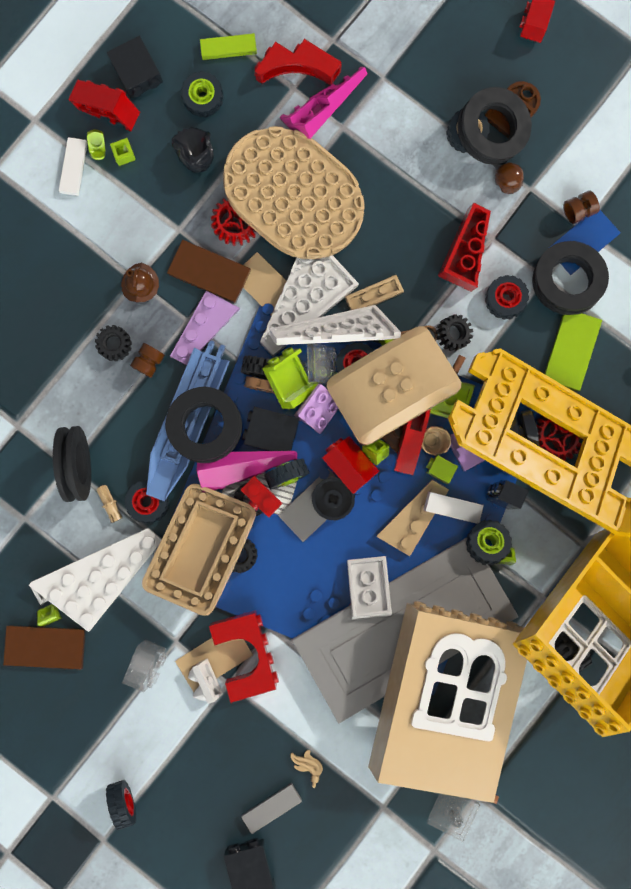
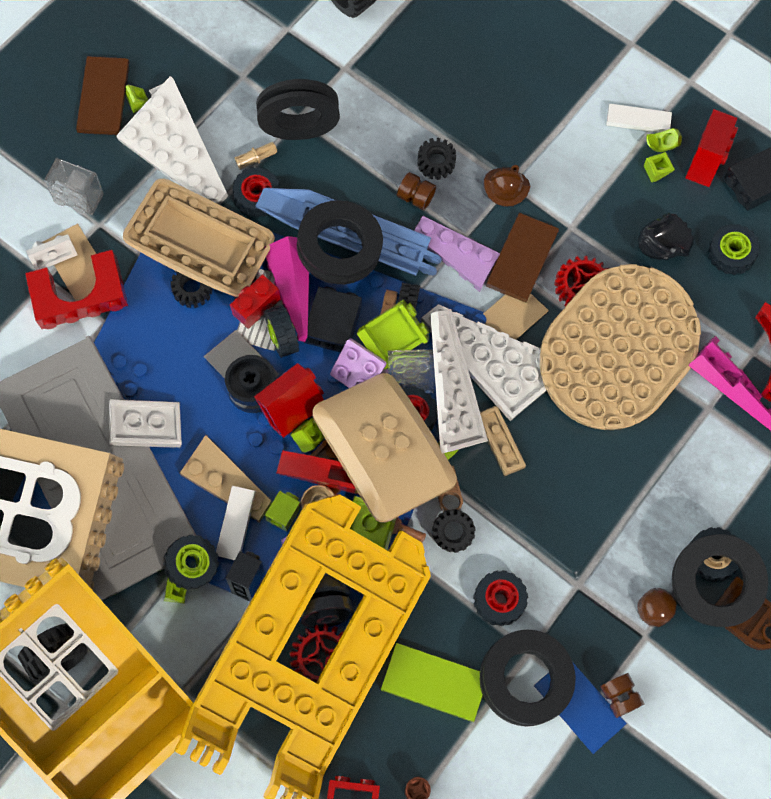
camera: 85 degrees right, 15 degrees down
(465, 254) = (558, 546): red wedge -> none

